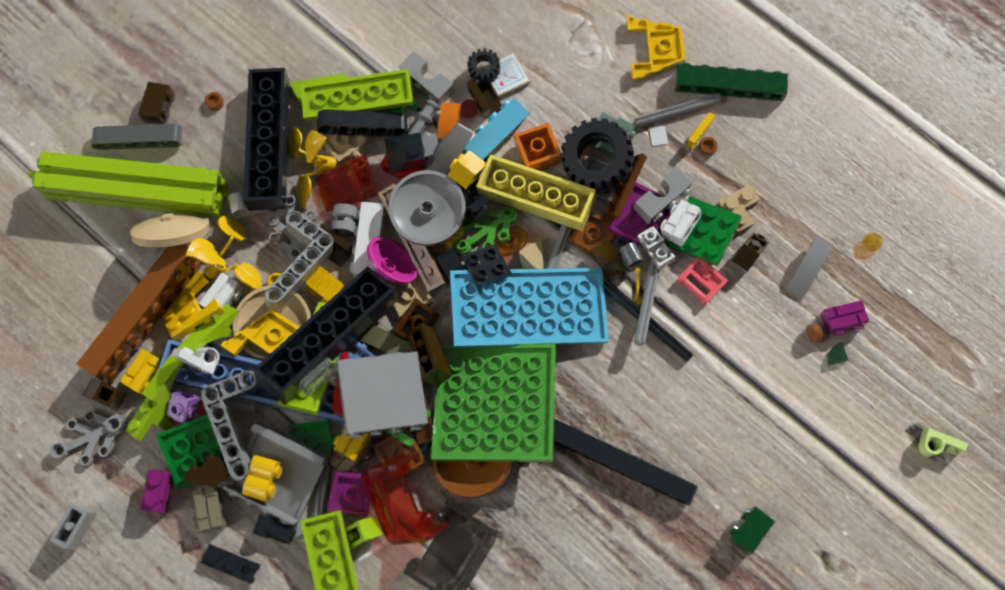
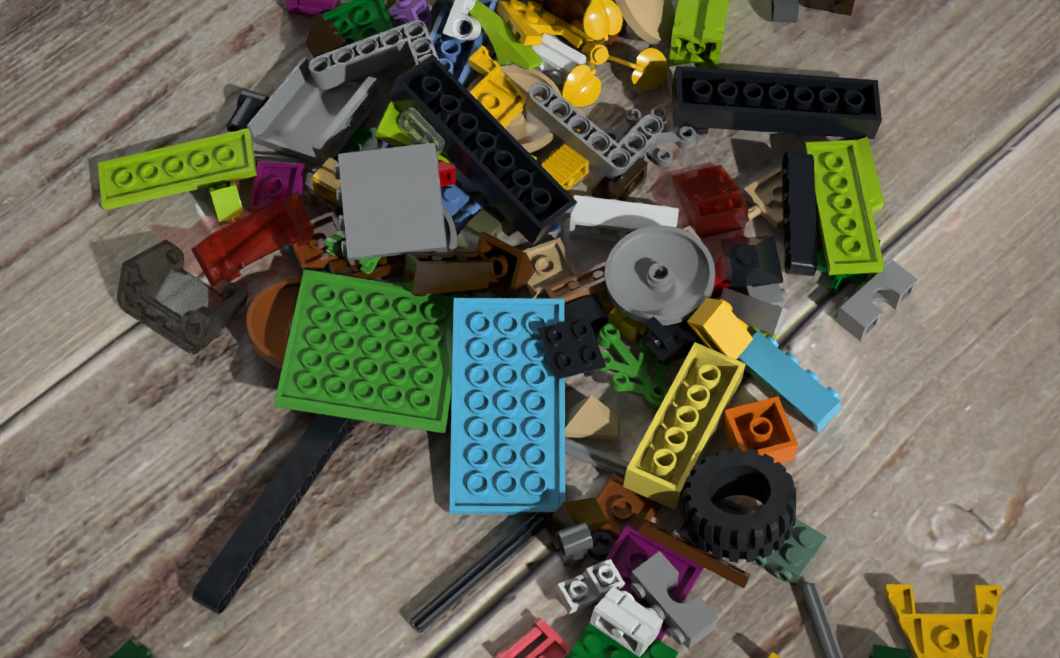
camera: 90 degrees right, 15 degrees down
(208, 509) = (282, 48): dark tan brick -> none
(214, 101) = (838, 56): dark orange tile -> none
(230, 563) = (215, 72): black plate -> none
(262, 478) = (310, 94): yellow brick -> none
(323, 163) = (742, 168): yellow plant -> none
(344, 220) = (655, 191): light grey wheel -> none
(391, 260) = (600, 229): dark pink dish -> none
(425, 117) = (812, 296): light grey pin -> none
(448, 118) = (813, 324): orange slope -> none
(469, 109) = (830, 356): clear red tile -> none
(483, 56) = (893, 384): black tyre -> none
(484, 97) = (850, 373): dark brown panel -> none
(511, 76) = (888, 408): white tile -> none
(517, 241) = (619, 402): clear orange dish -> none
(638, 271) = (511, 563): yellow hinge -> none
(647, 303) = (497, 565): light grey axle -> none
(658, 135) = (788, 622): white sticker -> none

